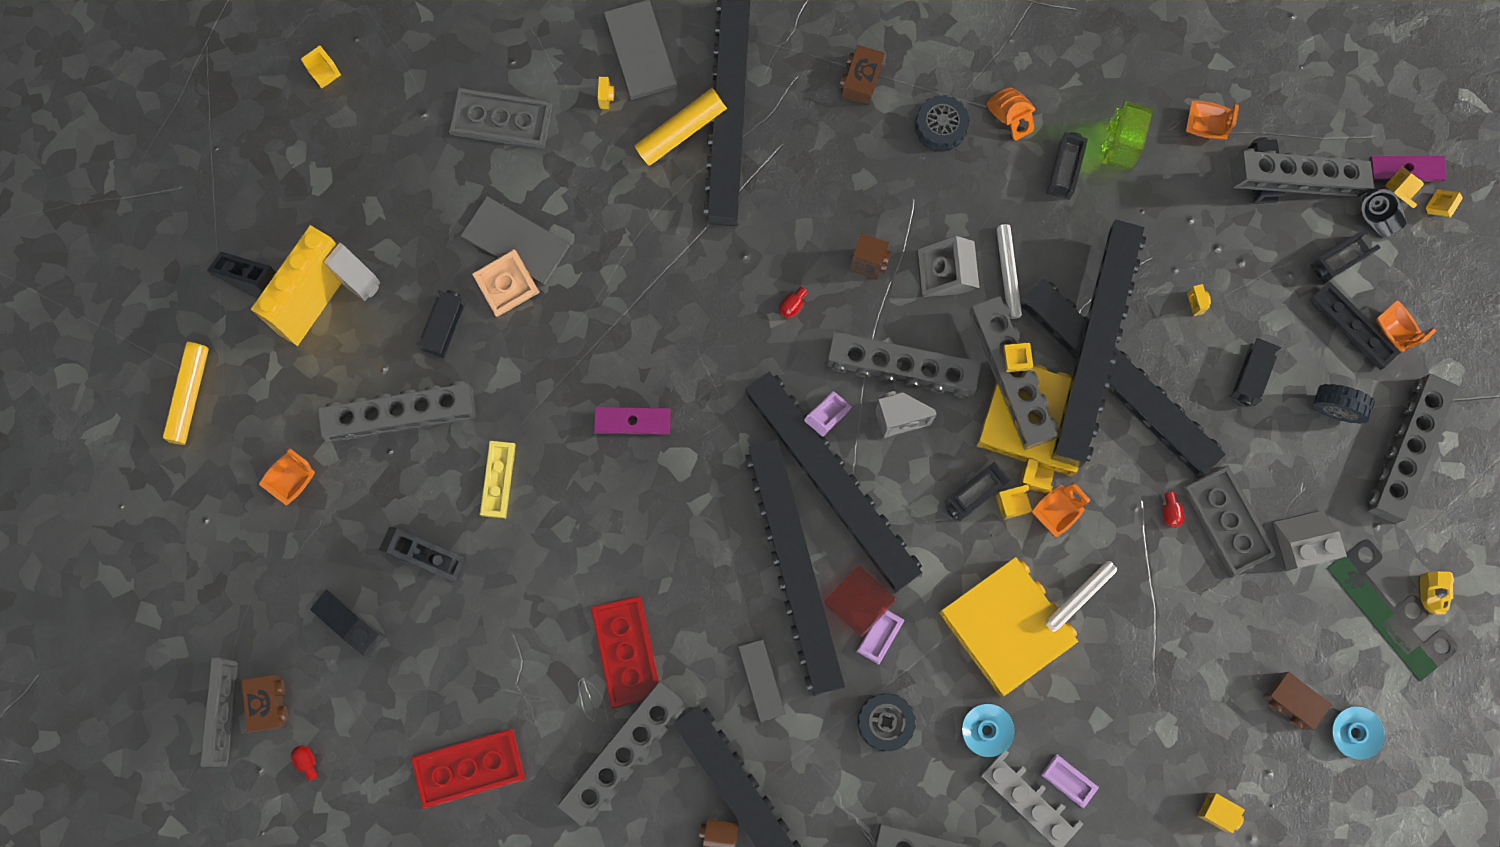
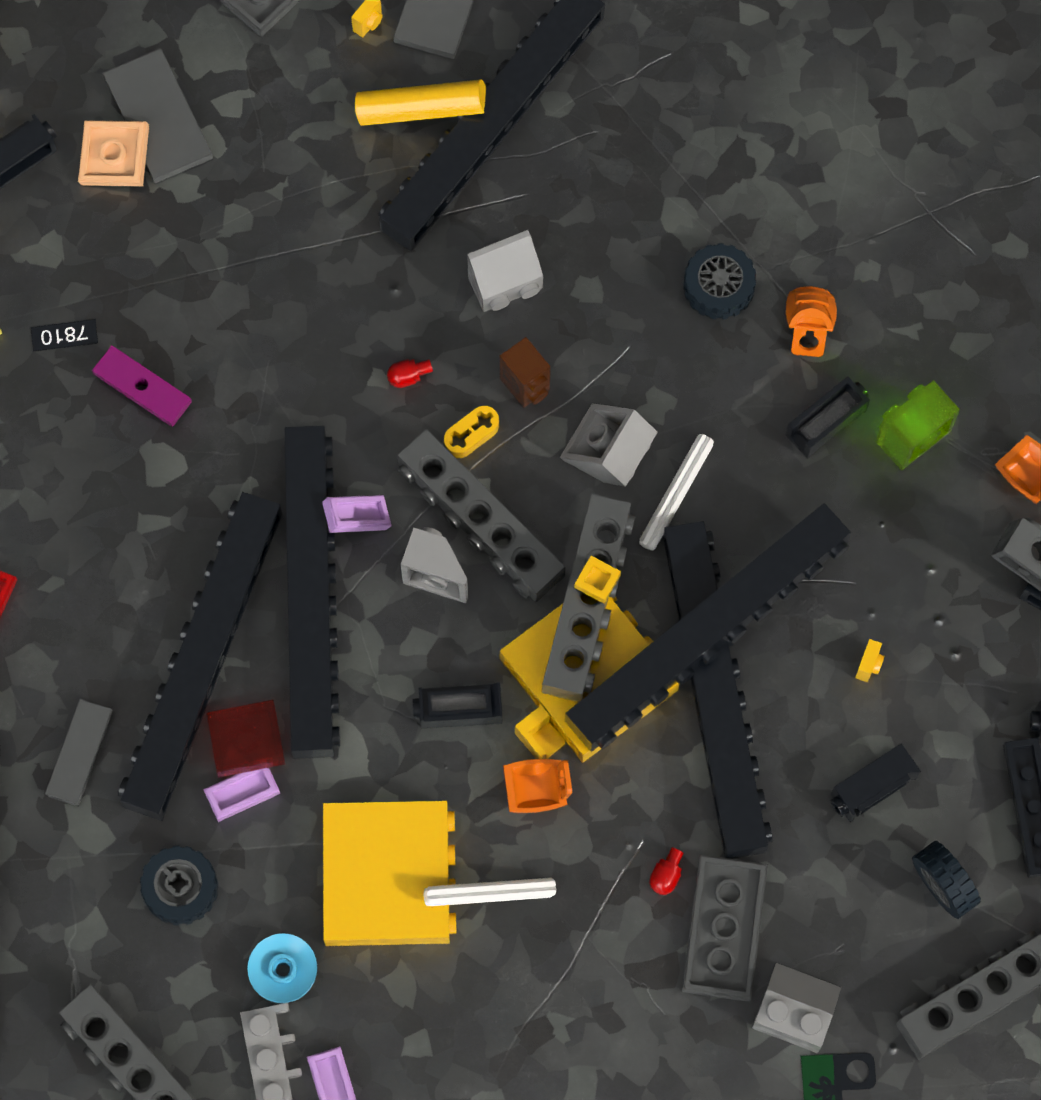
camera: 35 degrees right, 5 degrees down
(557, 420) = (64, 335): none -> black sticker
(811, 201) = (505, 271): none -> light grey slope
(852, 314) = (467, 426): none -> yellow beam
(862, 75) = (668, 172): reddish brown brick -> none
(1013, 502) = (494, 744): yellow panel -> none

